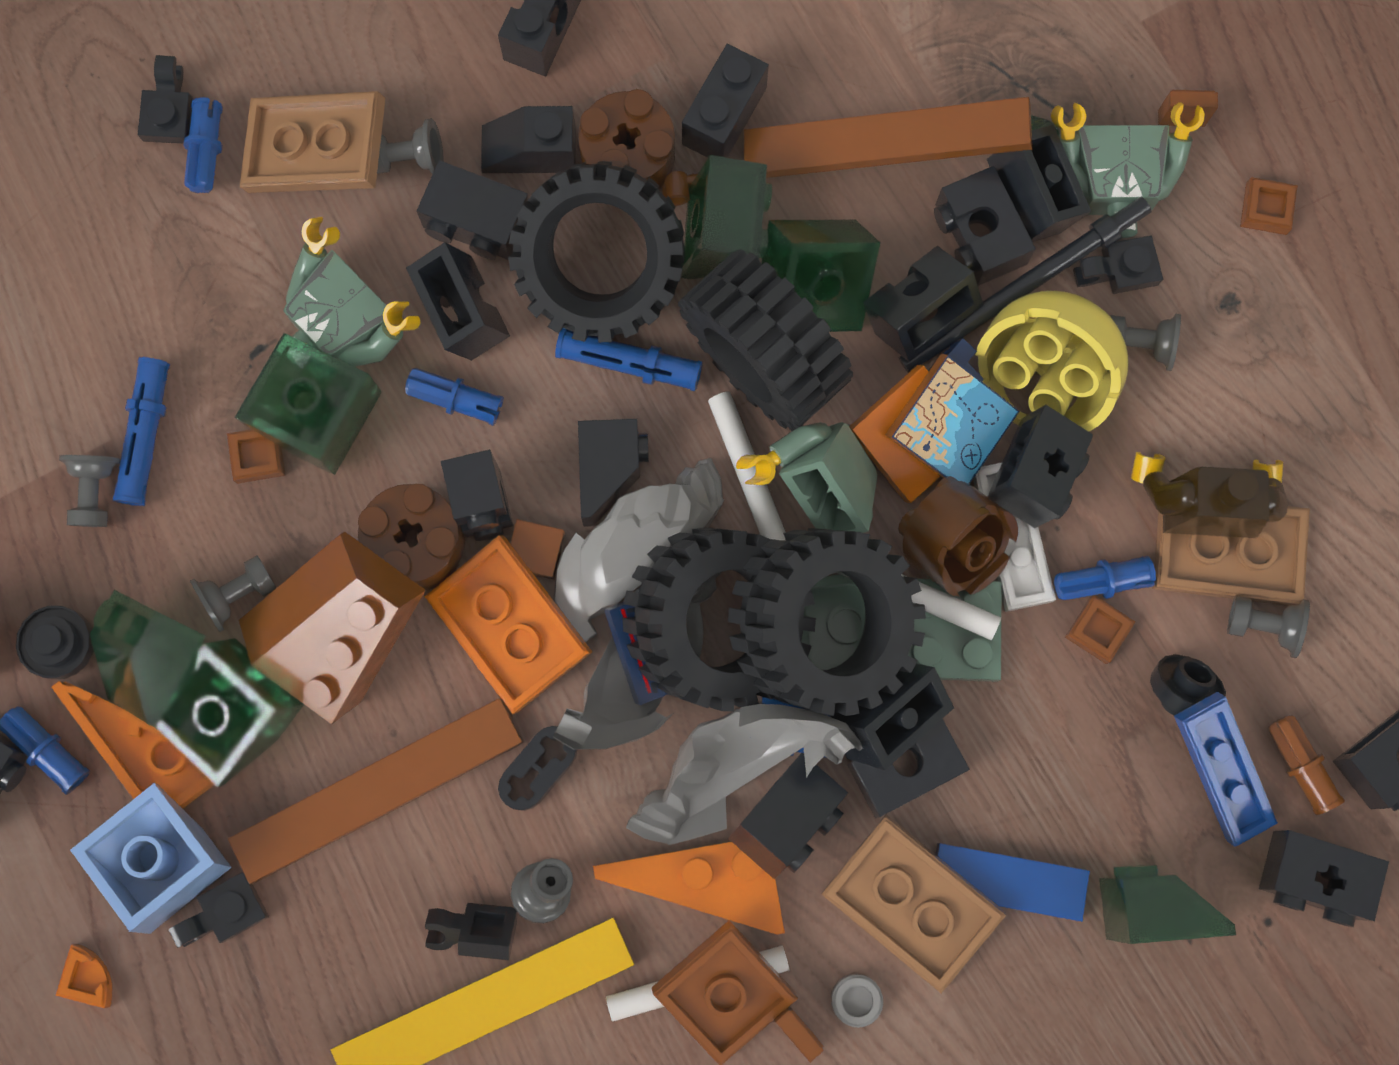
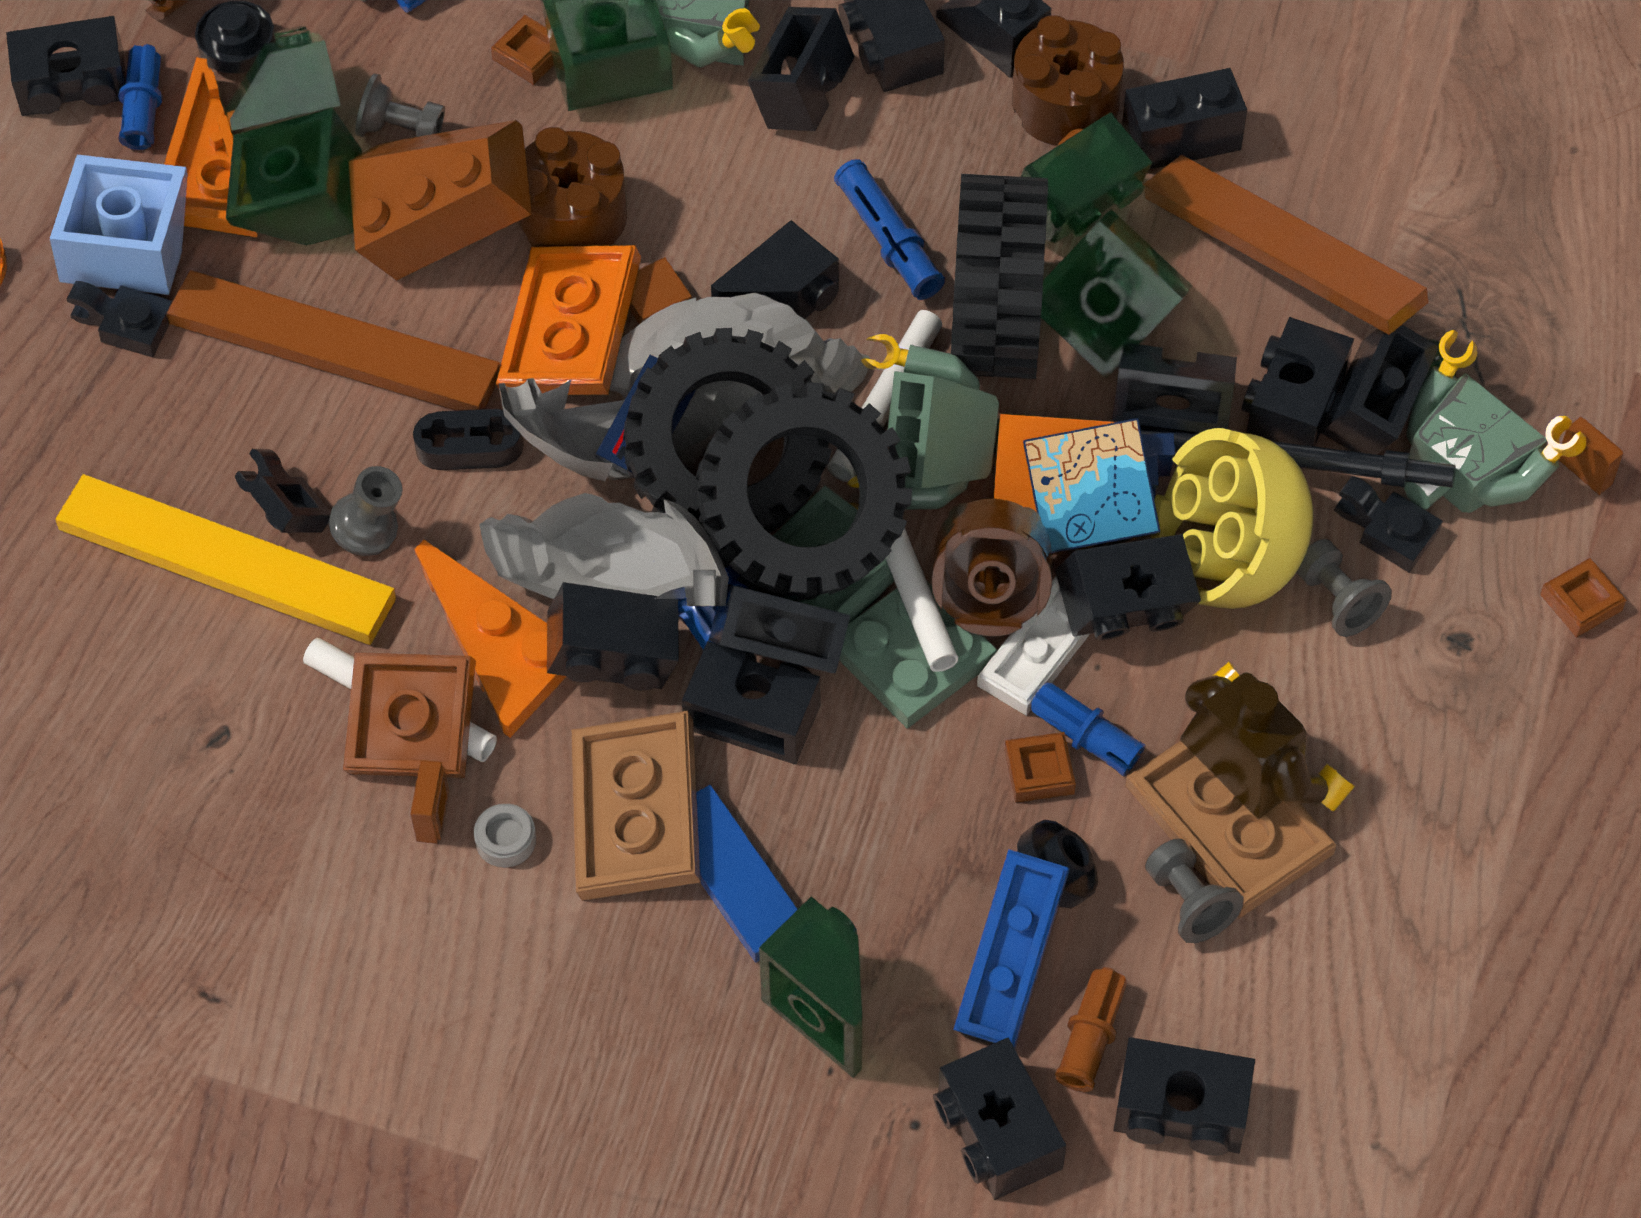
camera: 50 degrees right, 20 degrees down
(454, 395) = (723, 136): blue axle -> none
(477, 495) = (653, 198): black brick -> none
(561, 300) = (909, 68): black tyre -> none

